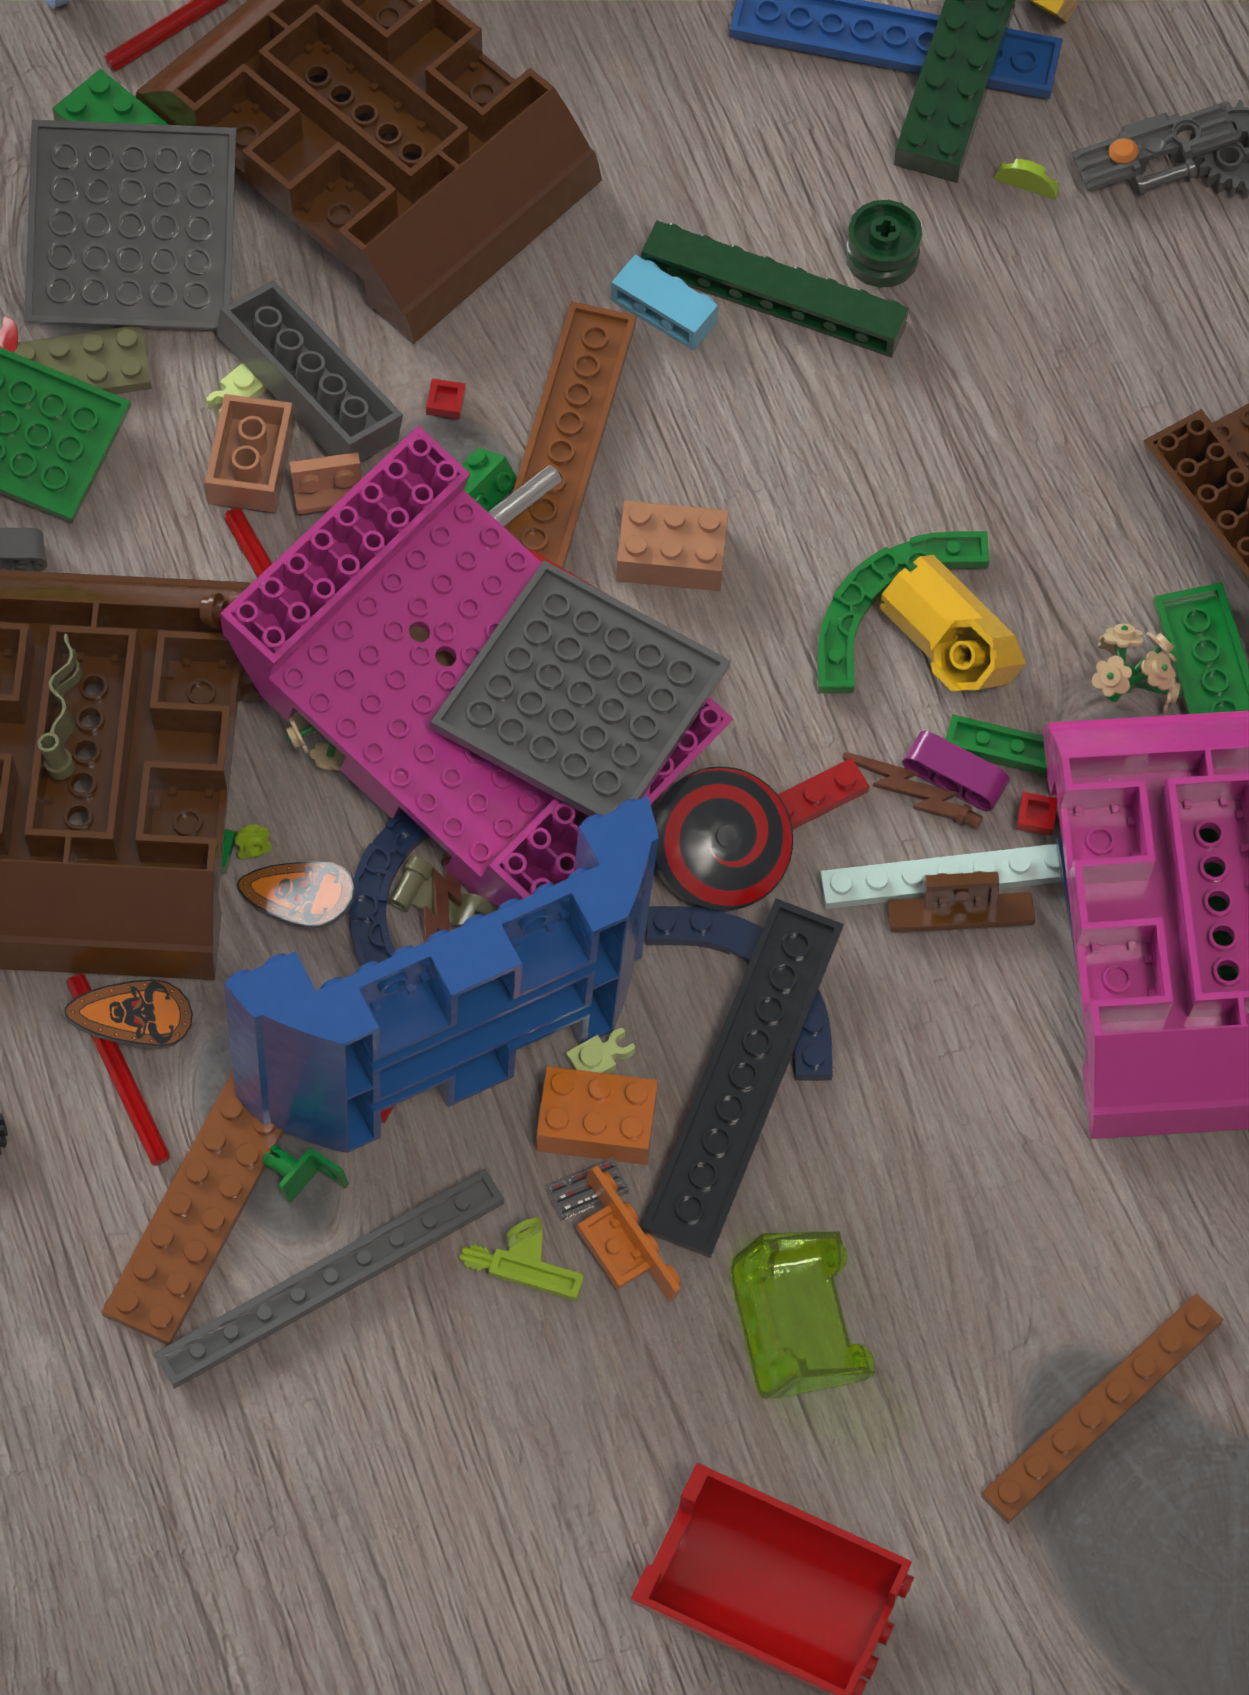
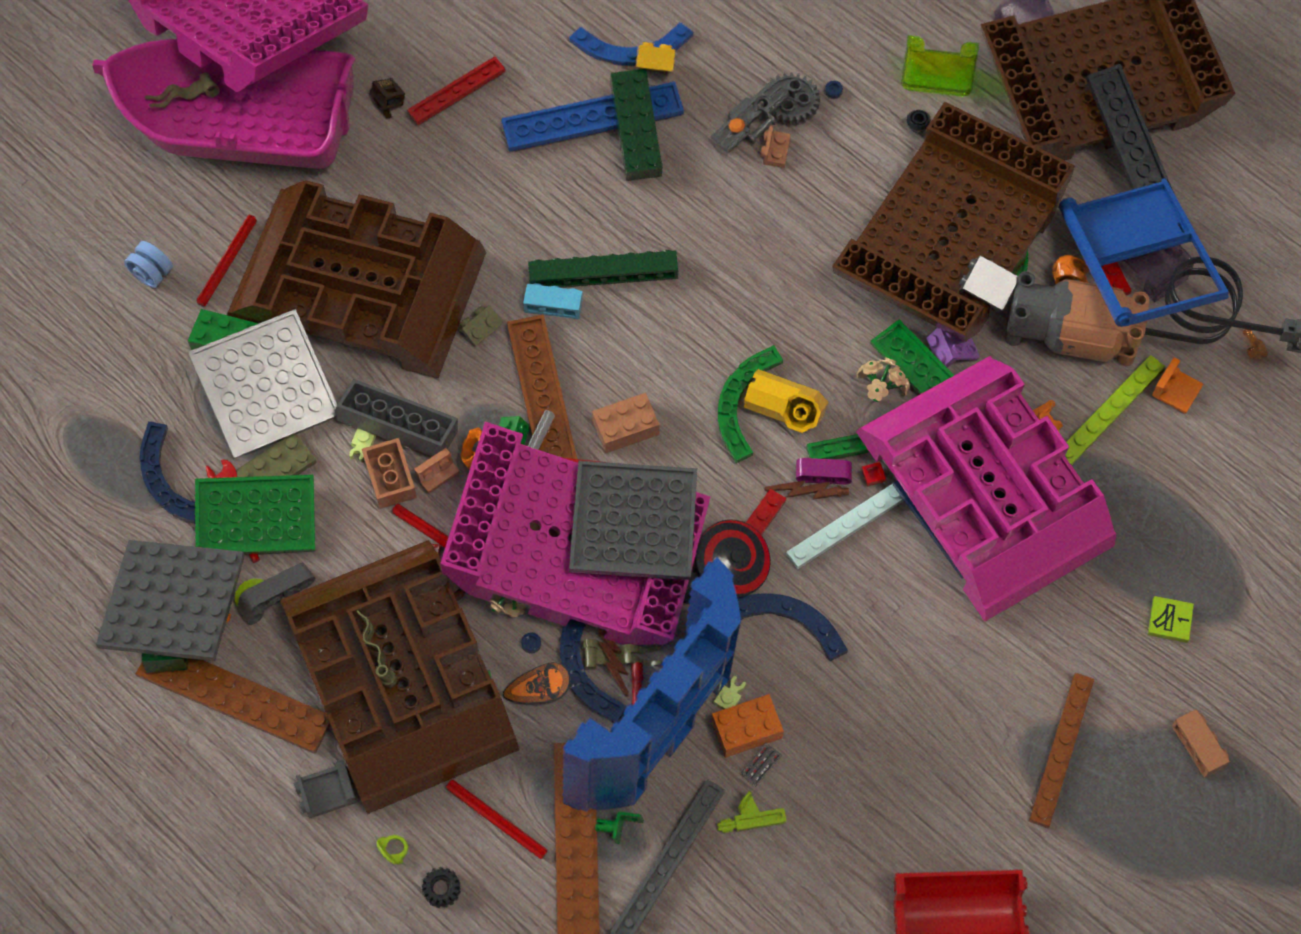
camera: 25 degrees left, 0 degrees up
(133, 1013) = (490, 787): shield -> none
(210, 609) = (428, 563): reddish brown plate -> none
(252, 841) = (500, 670): lime plate -> none
(327, 822) = (531, 642): none -> dark blue tile
(445, 398) = (471, 399): red plate -> none
(527, 289) = (480, 325): none -> olive bracket
(620, 1242) = (794, 783): orange bracket -> none
(742, 1078) = (807, 673): black plate -> none
(795, 1314) = (895, 778): clear neon green windscreen -> none
(883, 243) = (645, 223): dark green wheel -> none
(961, 903) = (862, 536): reddish brown bracket -> none
(1027, 176) = (695, 157): lime tile -> none
(1172, 217) = (776, 148): none -> nougat bracket

